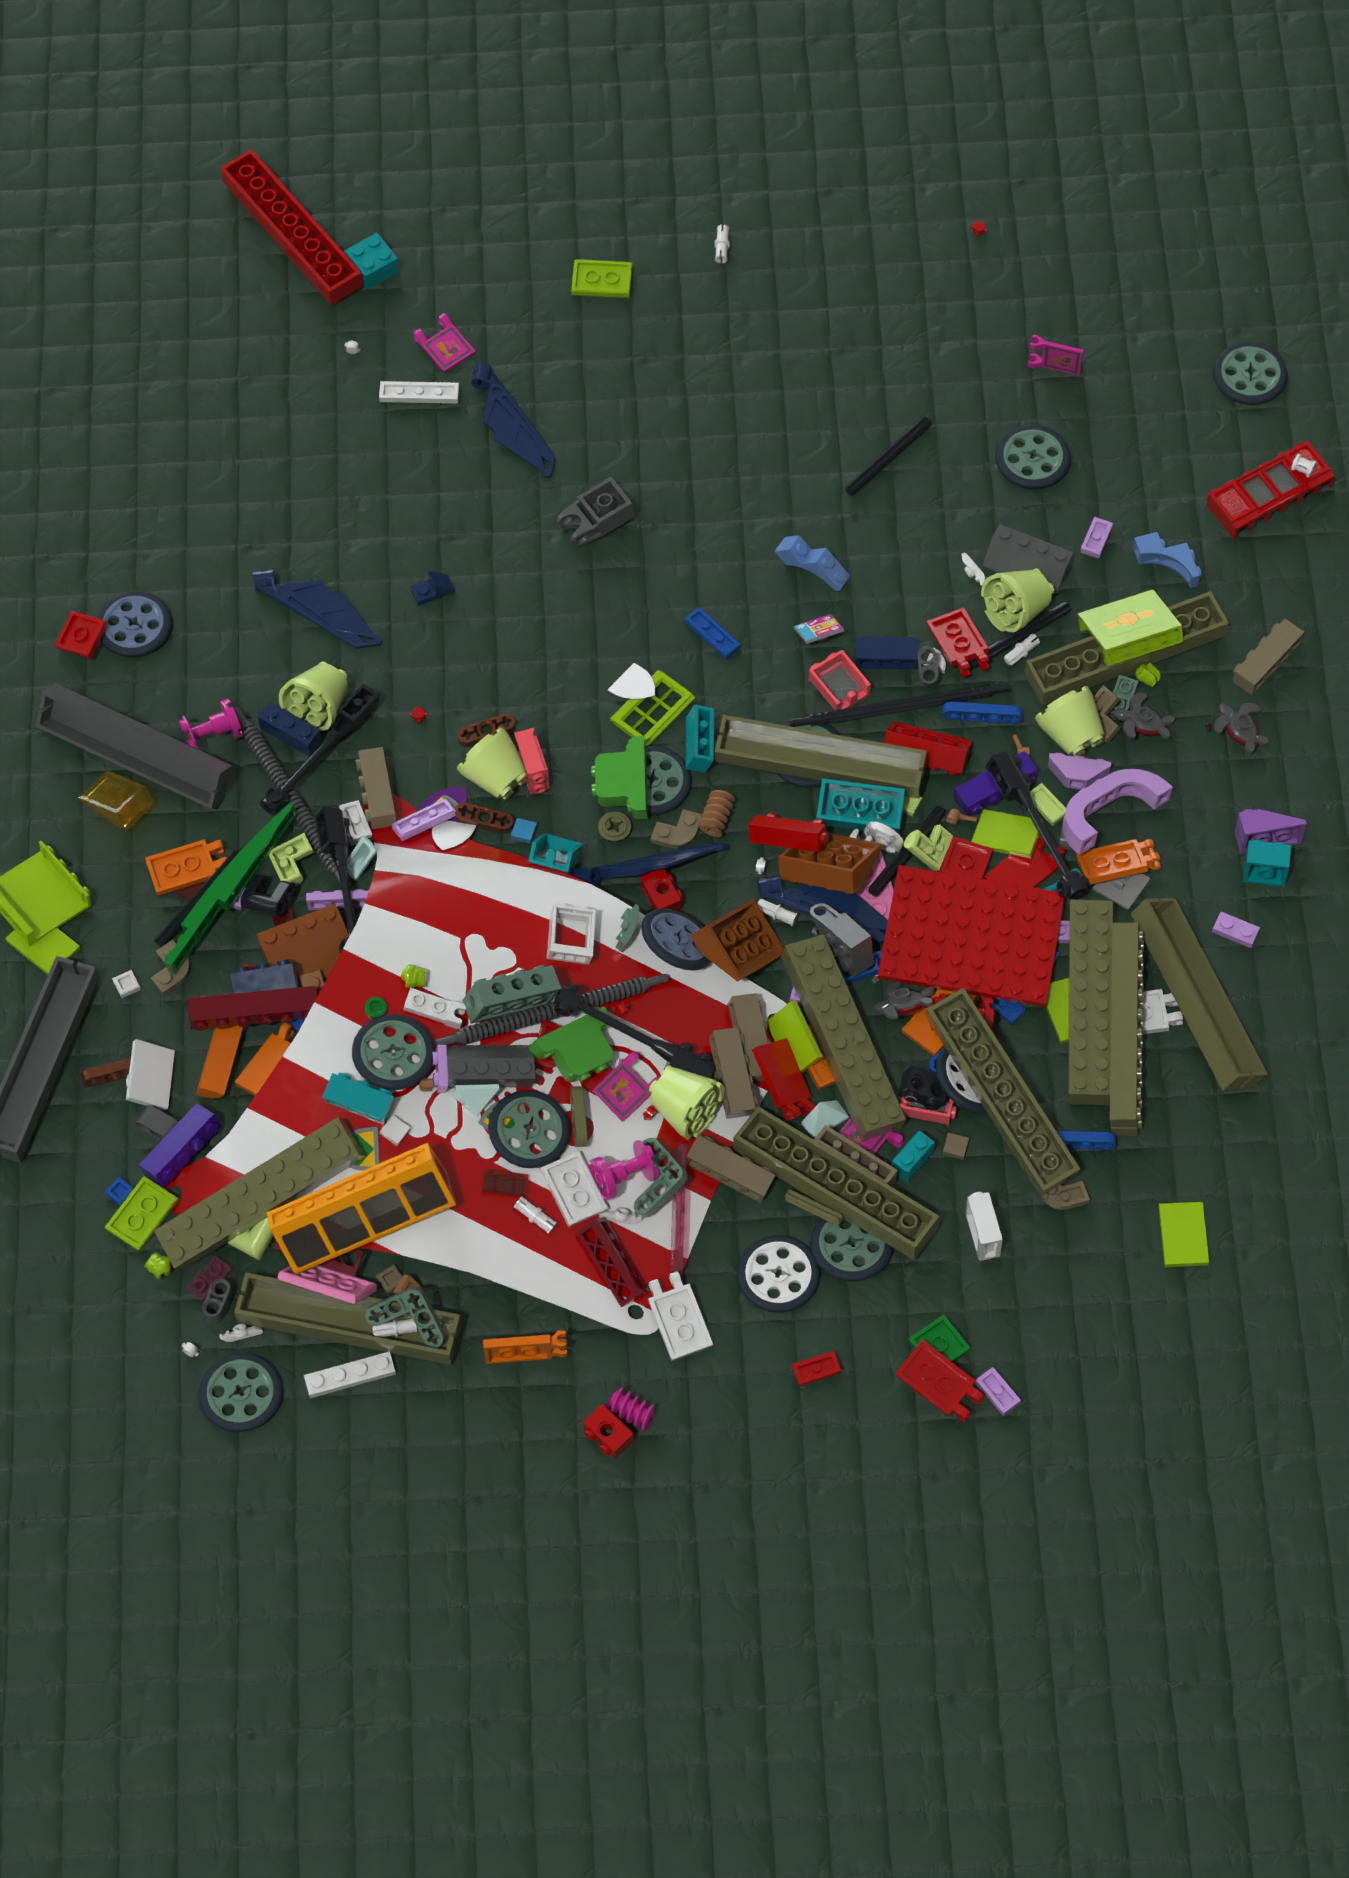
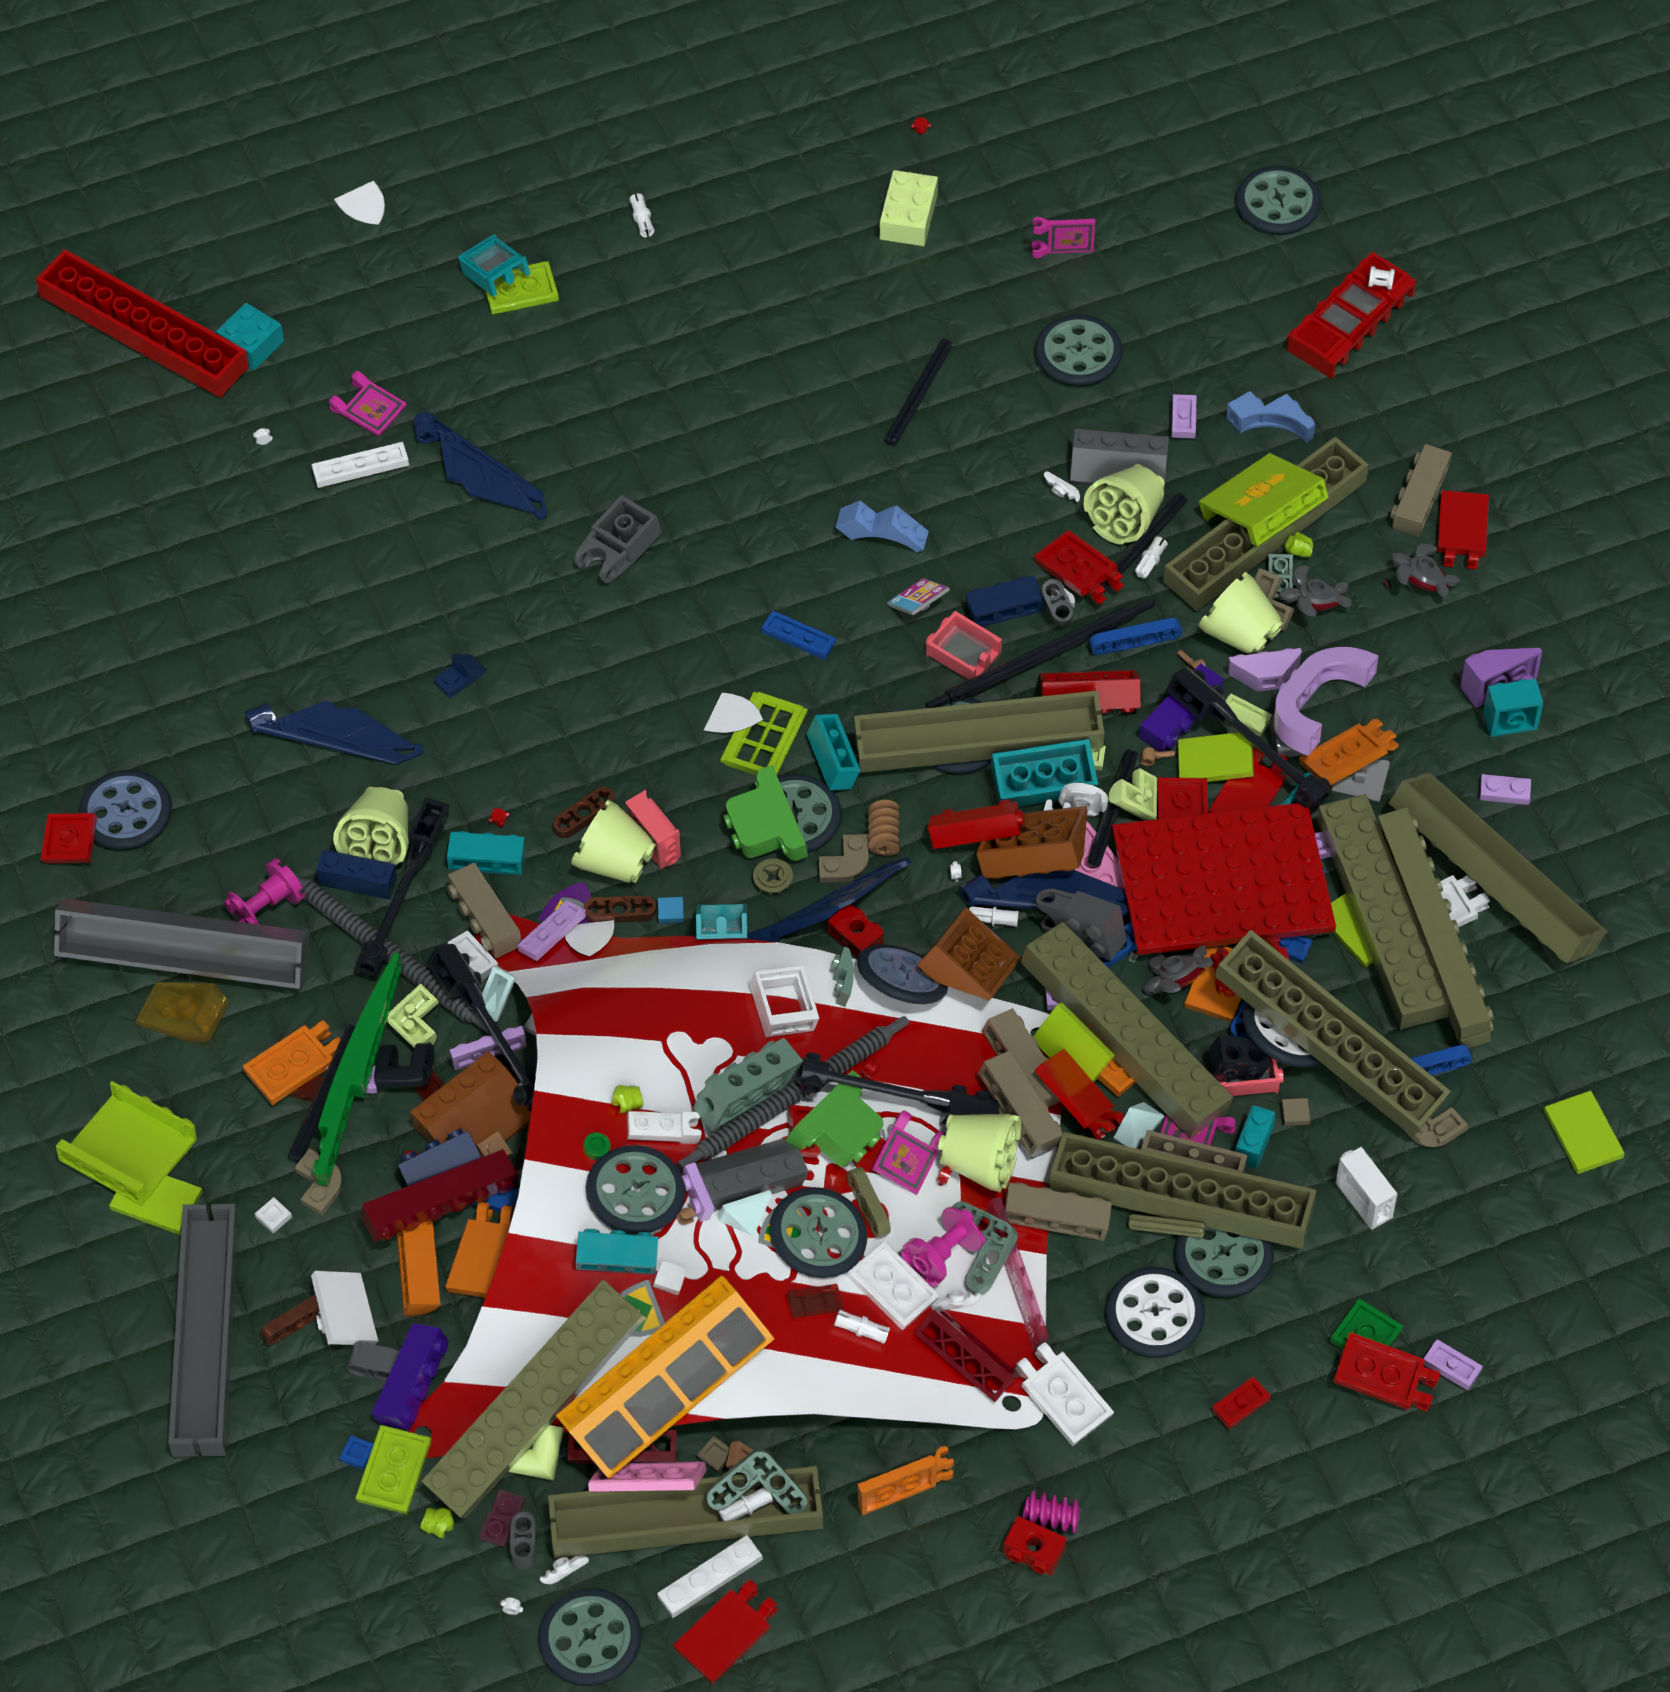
camera: 20 degrees left, 5 degrees down
(345, 1422) = (725, 1632): none -> red tile
(397, 741) = (488, 851): none -> teal brick
(504, 173) = (363, 203): none -> white sticker
(584, 250) = (491, 260): none -> teal window
(939, 297) = (908, 208): none -> yellowish green brick
(1291, 697) = (1462, 526): none -> red tile

